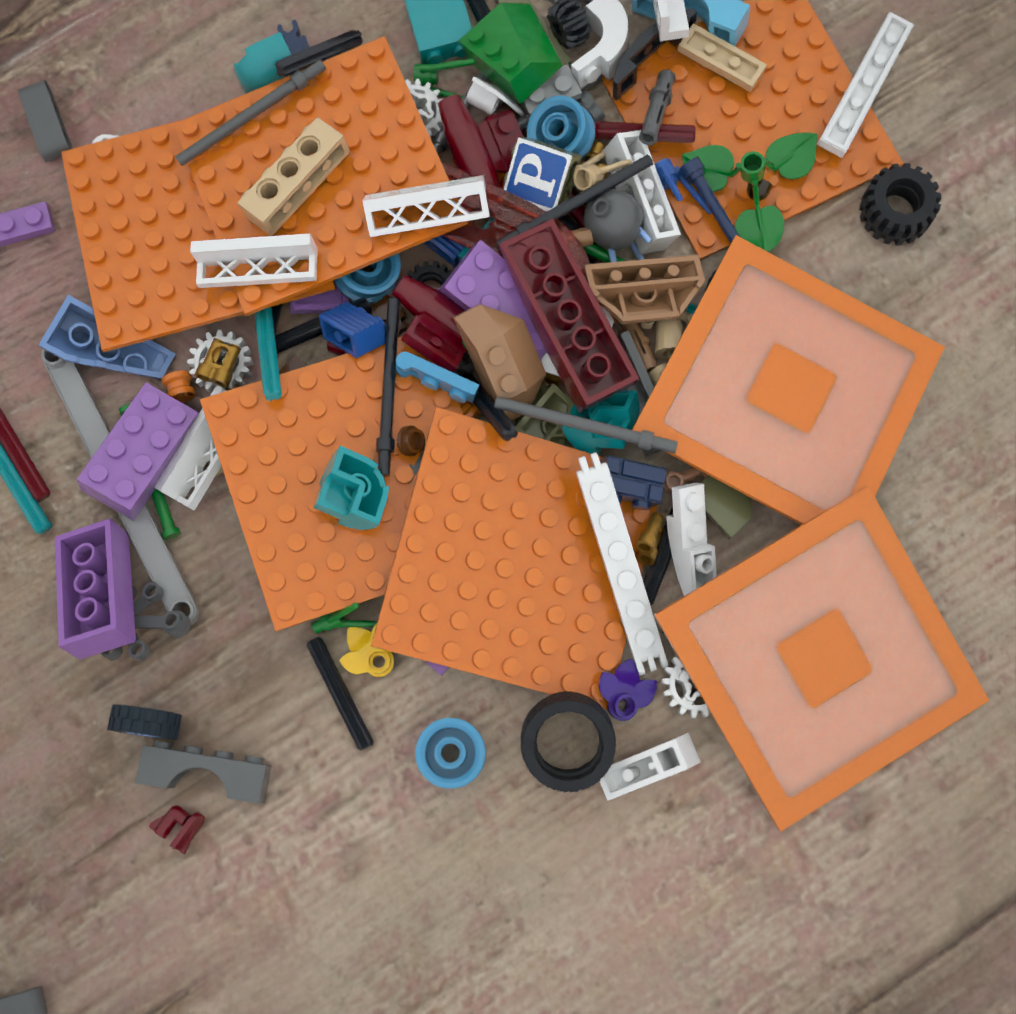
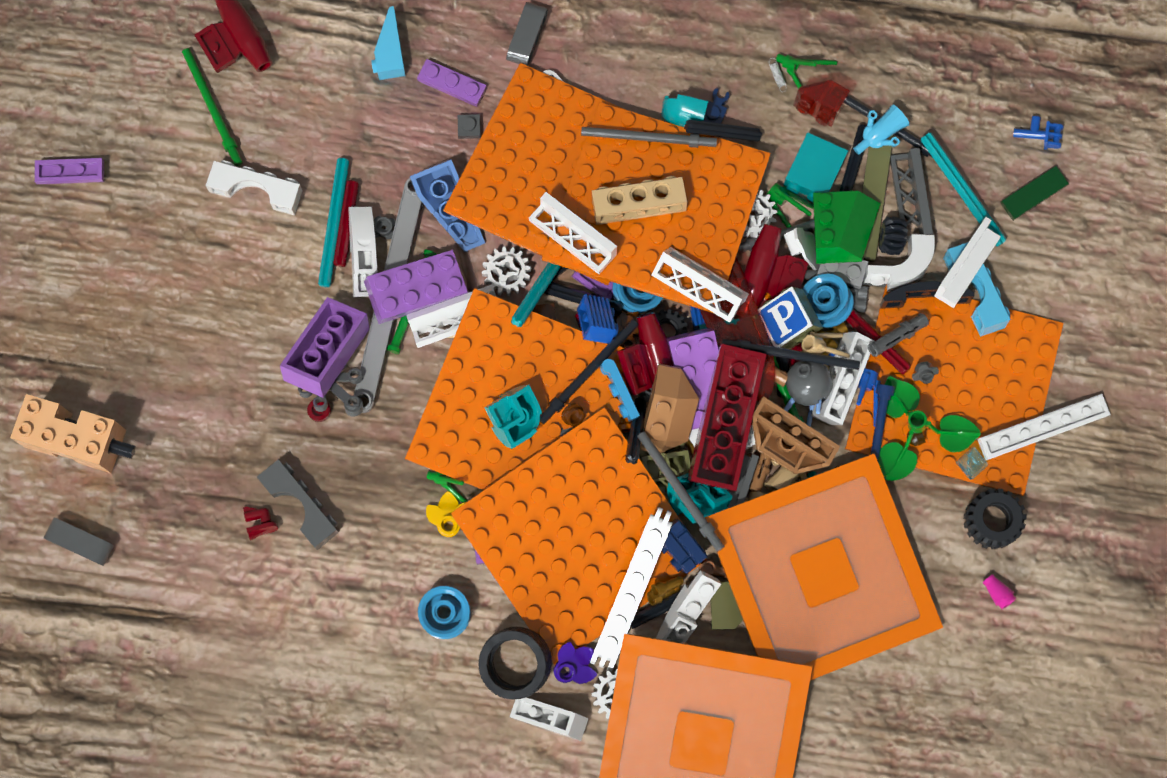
camera: 35 degrees right, 0 degrees up
(50, 418) = (384, 221): none -> dark grey plate
(51, 459) = (362, 248): none -> white slope
(62, 255) = (469, 126): none -> dark grey plate
(144, 722) = (290, 447): black wheel -> none
(149, 665) = (318, 416): none -> dark red tile
(179, 385) = (470, 265): orange wheel -> none
(216, 373) = (496, 277): pearl gold piece -> none
(340, 693) = (411, 524): black axle -> none
(713, 122) = (925, 372): none -> dark grey plate
(722, 57) = (967, 336): tan plate -> none
(832, 170) = (972, 463): none -> clear light blue tile
(965, 270) = (999, 592): none -> dark pink cone

